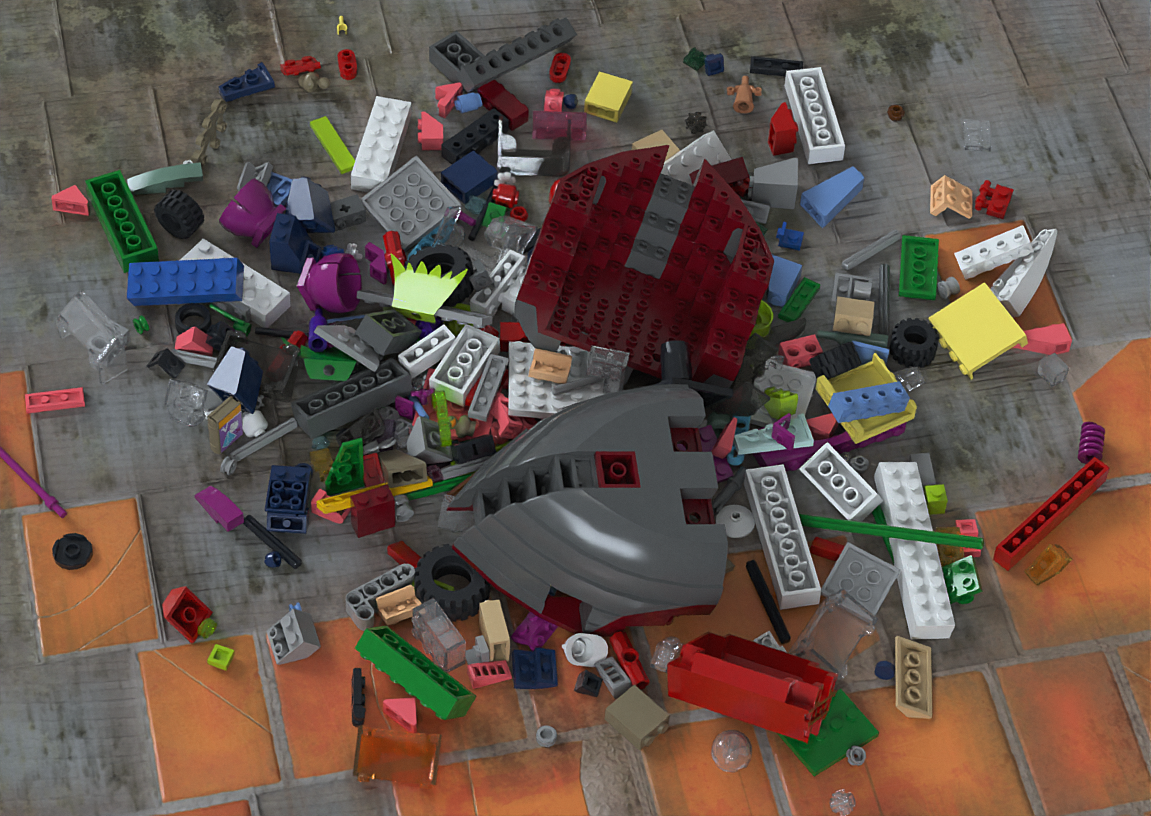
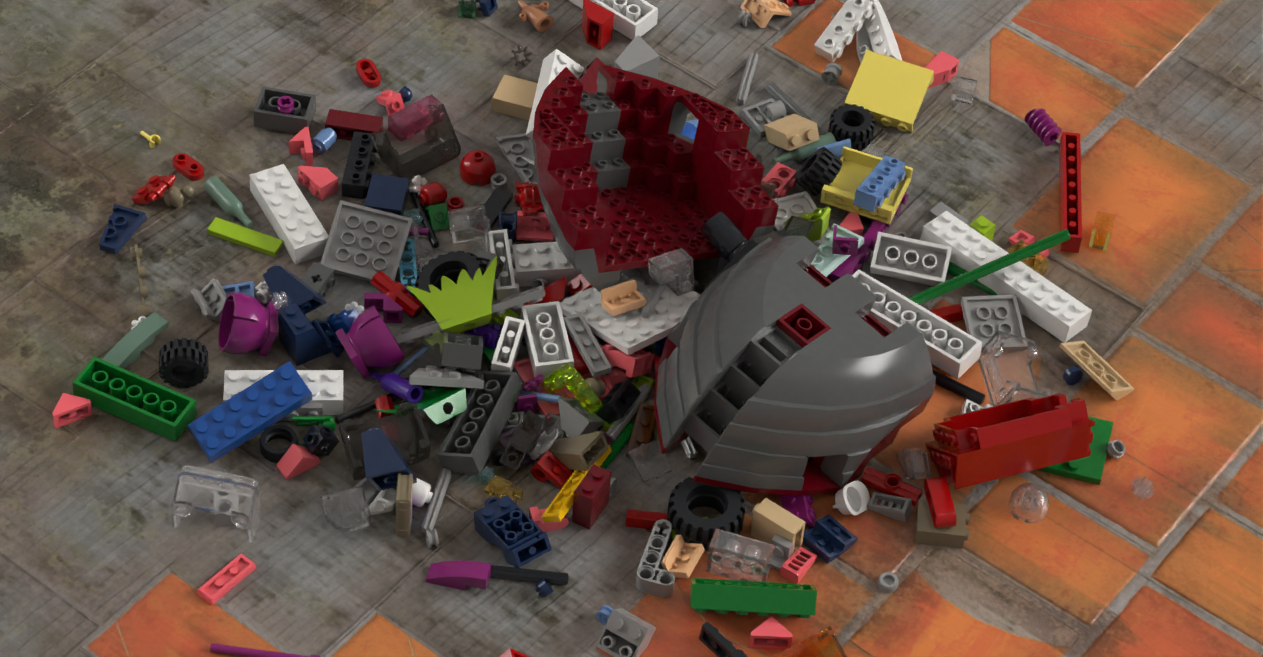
camera: 40 degrees left, 5 degrees down
(140, 324) = (238, 469): green bush -> none
(167, 362) = (290, 486): black bracket -> none
(194, 358) = (317, 470): light grey axle -> none
(285, 206) = (279, 300): none -> clear bush
(346, 106) = (226, 200): none -> sand green piece
(347, 469) = (539, 477): green wedge -> none
(460, 54) = (285, 104): none -> magenta bush
(516, 54) = (331, 78): dark grey brick -> none
(588, 684) = (877, 524): black slope -> none
(608, 97) = (431, 74): light yellow brick -> none
(643, 698) = (940, 502): none -> red beam
(831, 196) = (678, 56): medium blue slope -> none
(918, 267) = (795, 71): green plate -> none
(922, 197) = (744, 18): none -> light grey bush
(962, 580) = (1061, 274): green plate -> none

